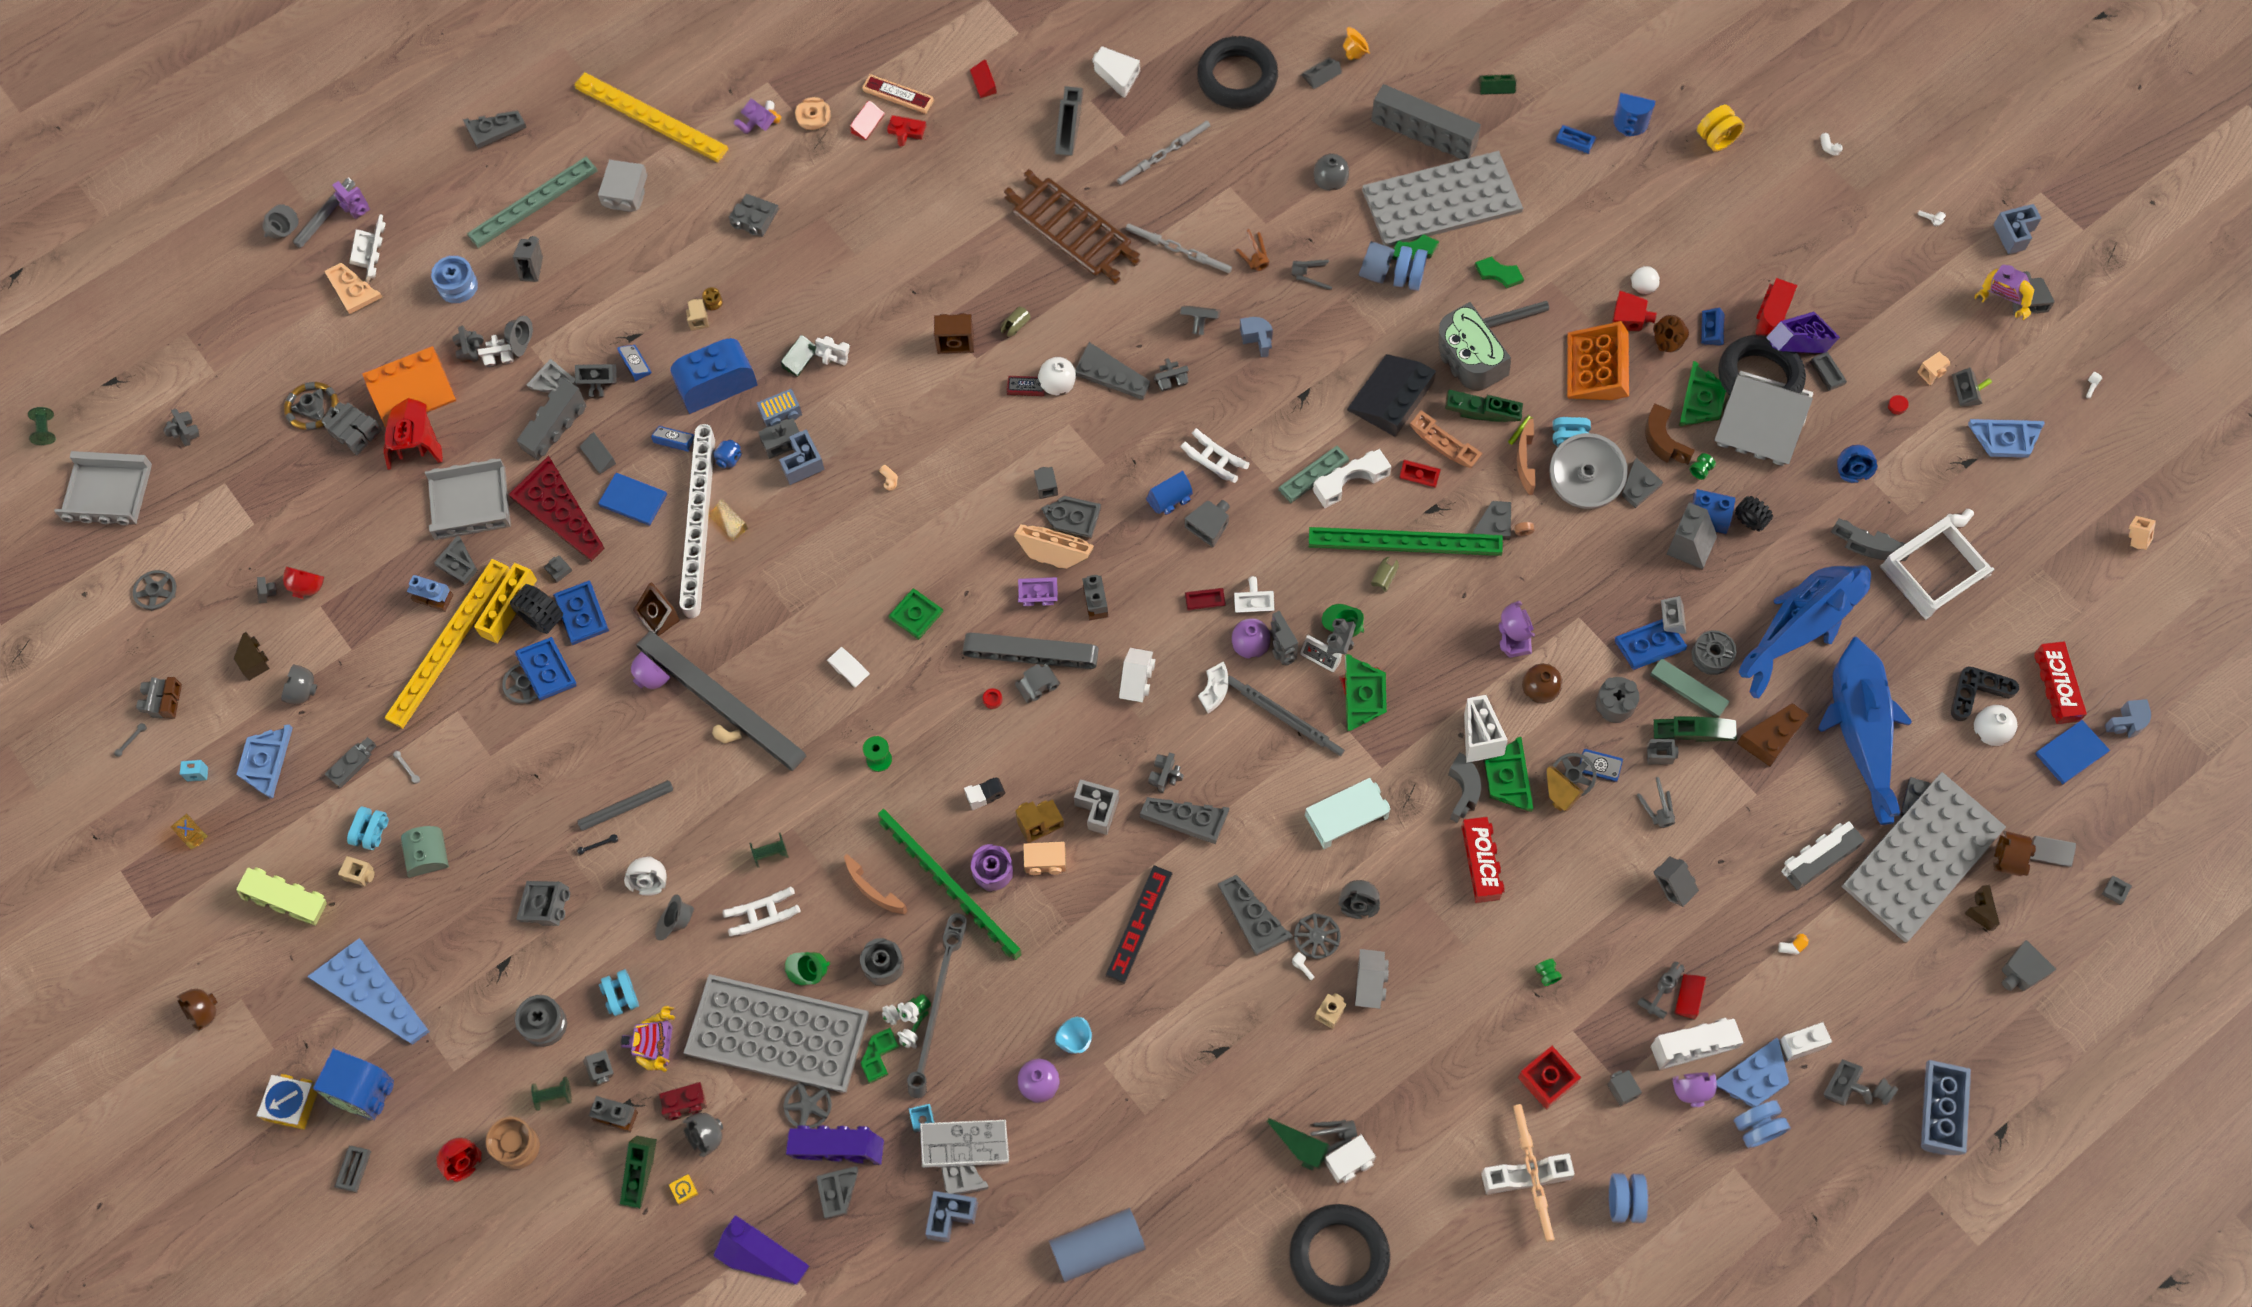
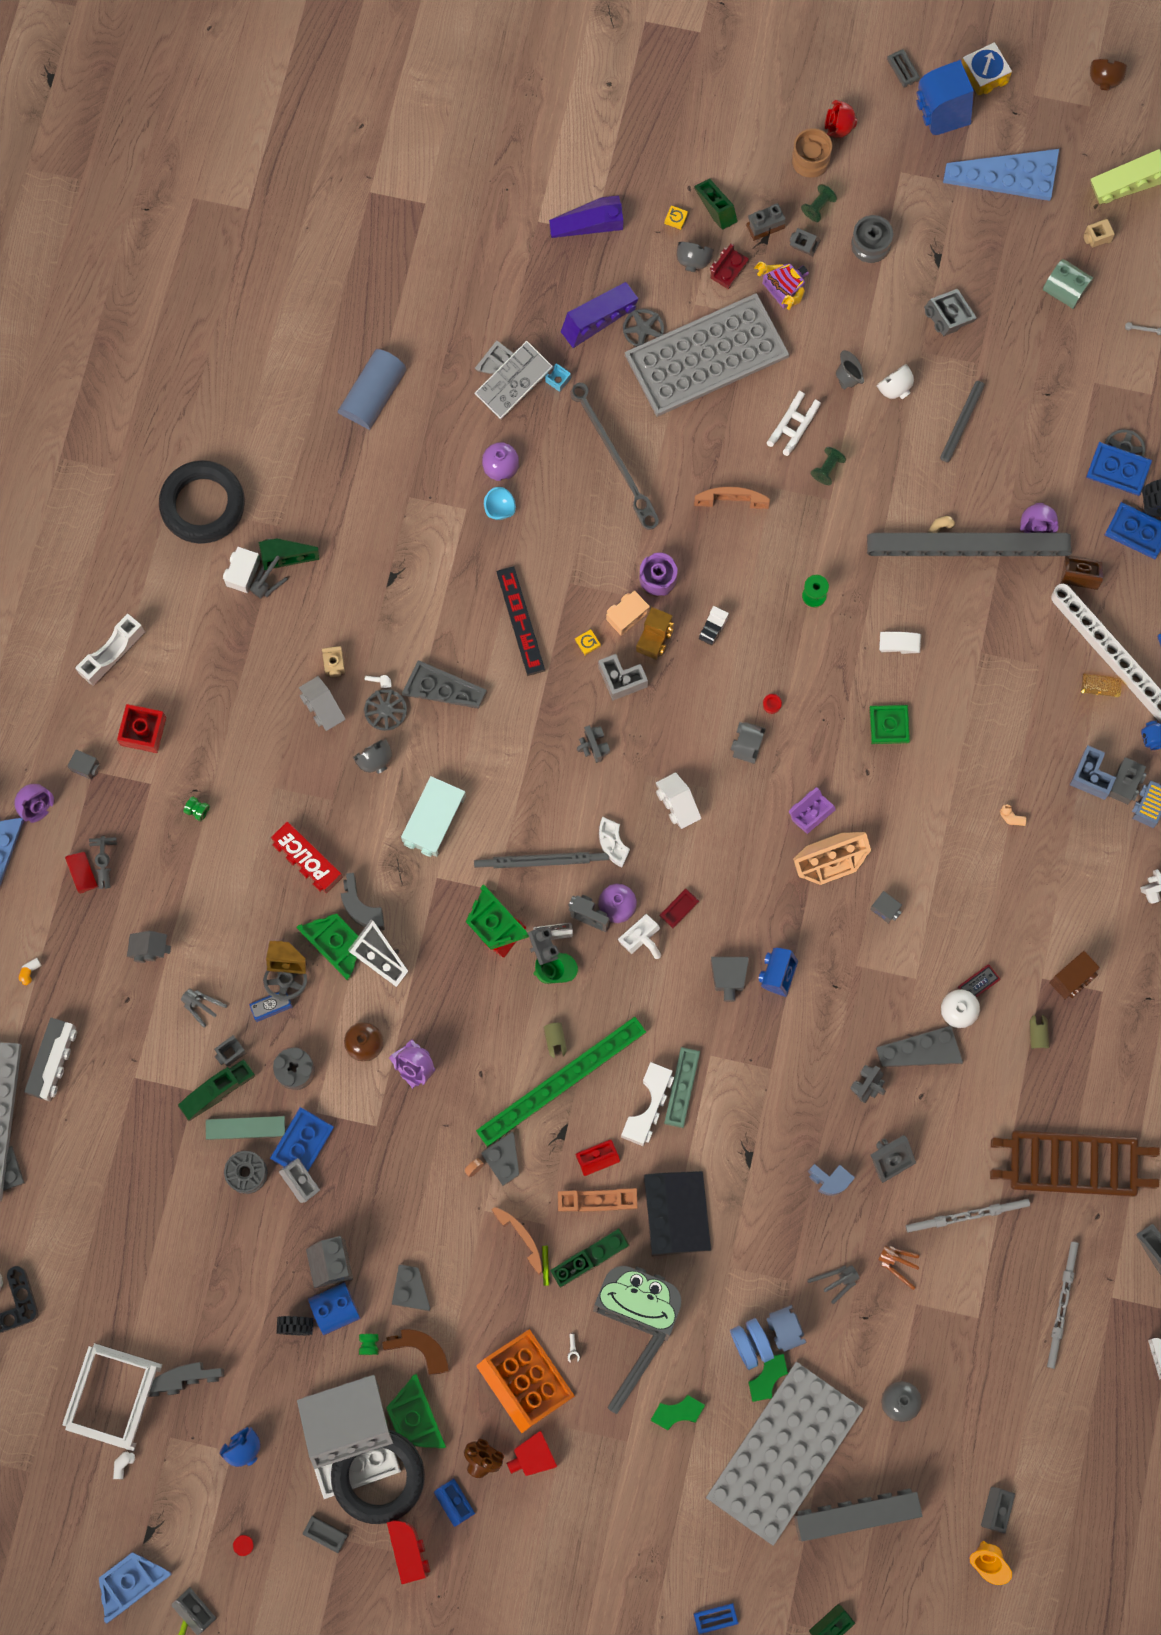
camera: 140 degrees right, 10 degrees up
(367, 828) = (1115, 261): medium azure brick -> none
(609, 987) = (838, 297): medium azure brick -> none
(613, 838) = (948, 394): black hinge -> none
(806, 967) = (724, 410): green piece -> none
(836, 1191) = (573, 289): dark grey wing -> none
(870, 961) = (667, 451): dark grey brick -> none
(878, 1045) = (630, 402): green tile -> none
(908, 1012) = (624, 426): white plant -> none
(946, 1209) = (486, 331): sand blue brick -> none
(954, 891) = (686, 542): green plate -> none
(1030, 650) = (775, 760): dark grey beam -> none
(1073, 516) = (841, 898): dark grey tile -> none
(1095, 597) = (767, 842): dark grey hips -> none
(1098, 862) = (587, 642): none -> yellow tile
(1194, 820) = (548, 723): dark grey wing -> none
(1210, 447) = (781, 1029): white piece -> none
(1244, 47) = (1105, 1442): black tyre -> none
(1540, 1201) = (124, 668): light nougat piece -> none
(1545, 360) = (572, 1347): none -> white hand
(1569, 426) = (502, 1280): medium azure brick -> none
(1588, 471) = (458, 1260): light grey dish -> none
(1628, 1198) = (27, 683): medium blue wheel -> none
(1645, 280) = (545, 1505): white hair -> none
(1696, 1043) = (52, 835): white wedge -> none
(1772, 735) = (150, 1134): reddish brown wedge -> none
(1803, 334) = (364, 1547): dark purple wedge -> none
(1806, 614) = (187, 1259): blue animal -> none
(1867, 721) = (90, 1207): blue animal -> none
(1934, 367) = (234, 1608): light nougat brick -> none

